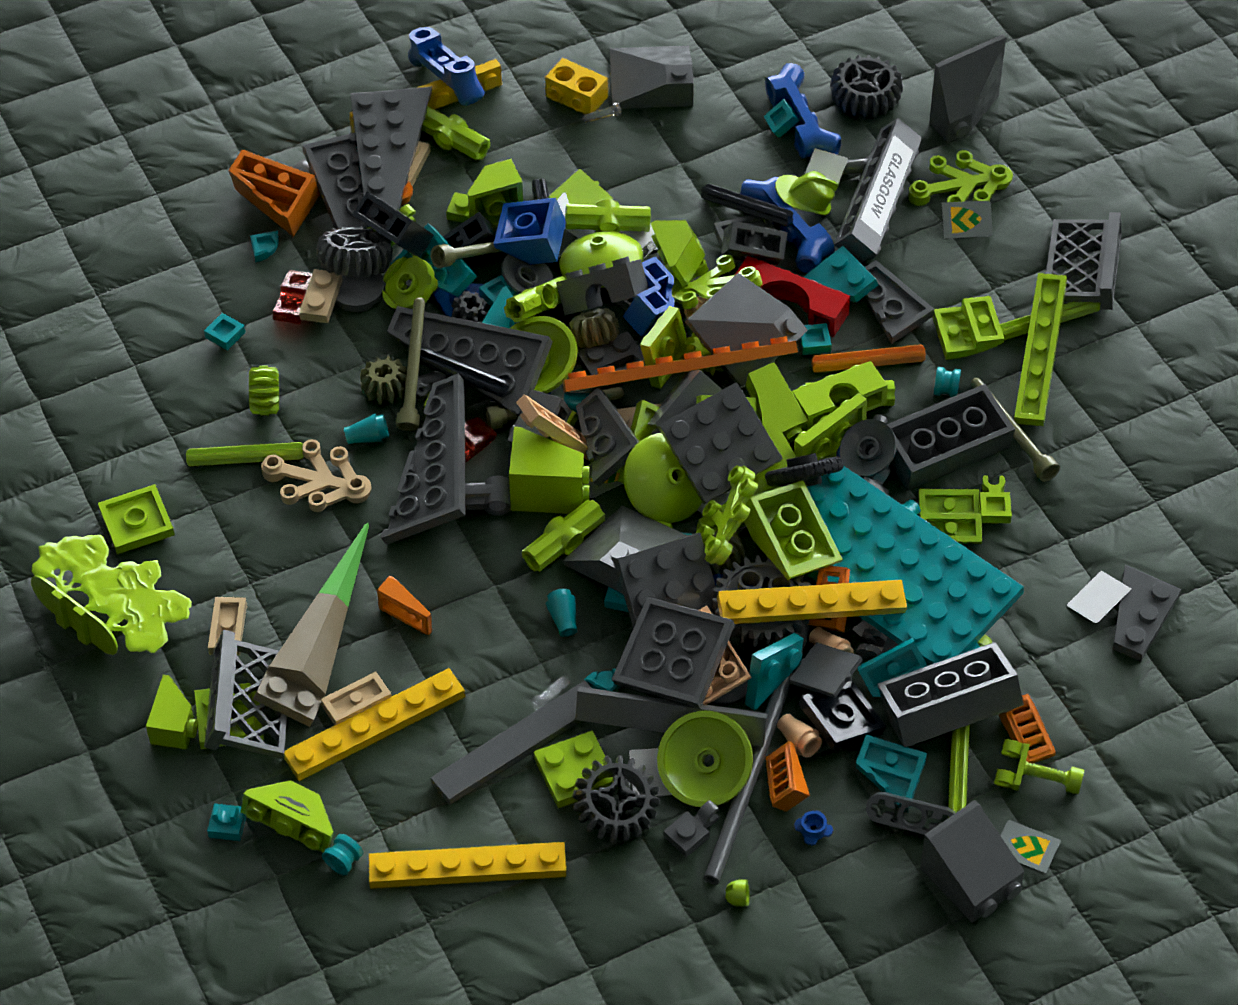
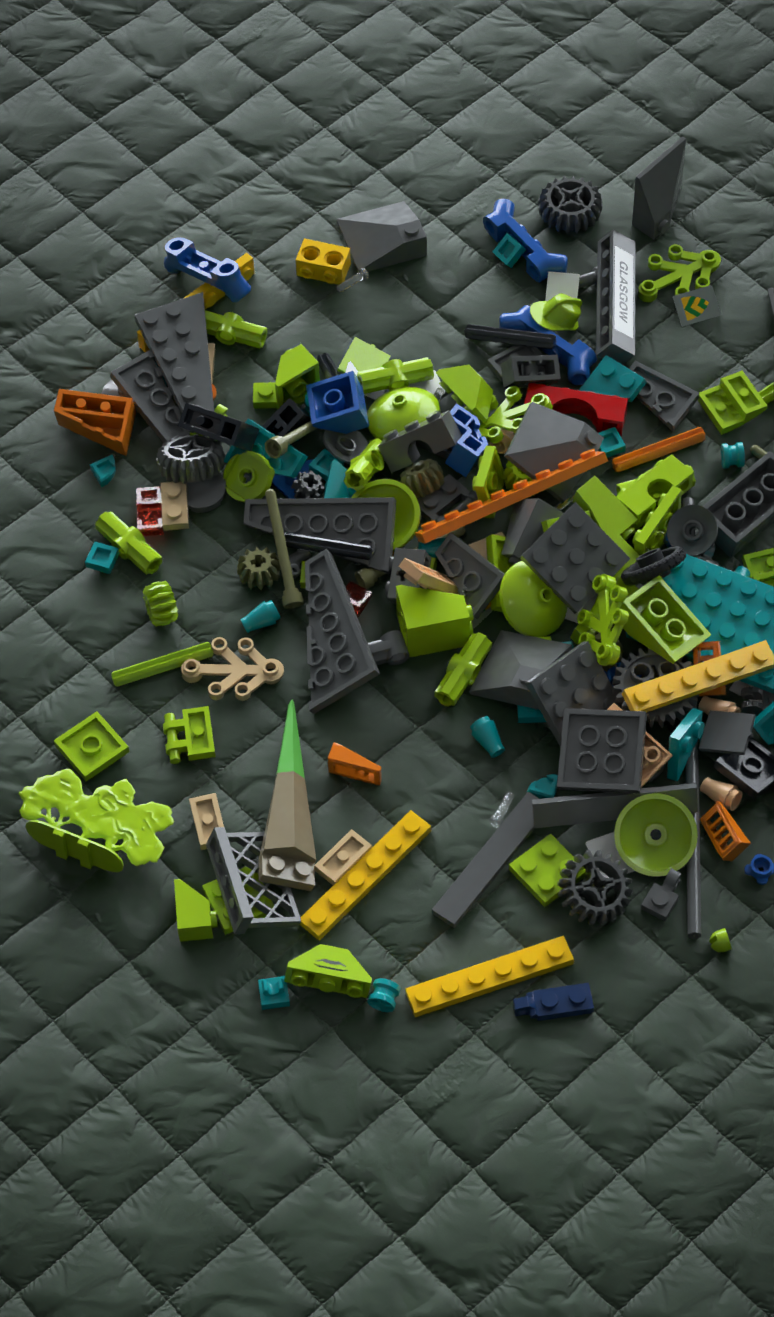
camera: 15 degrees left, 5 degrees up
(252, 536) = (198, 735): none -> lime plate
(258, 323) = (129, 541): none -> lime piece
(528, 911) = (555, 1002): none -> dark blue hinge

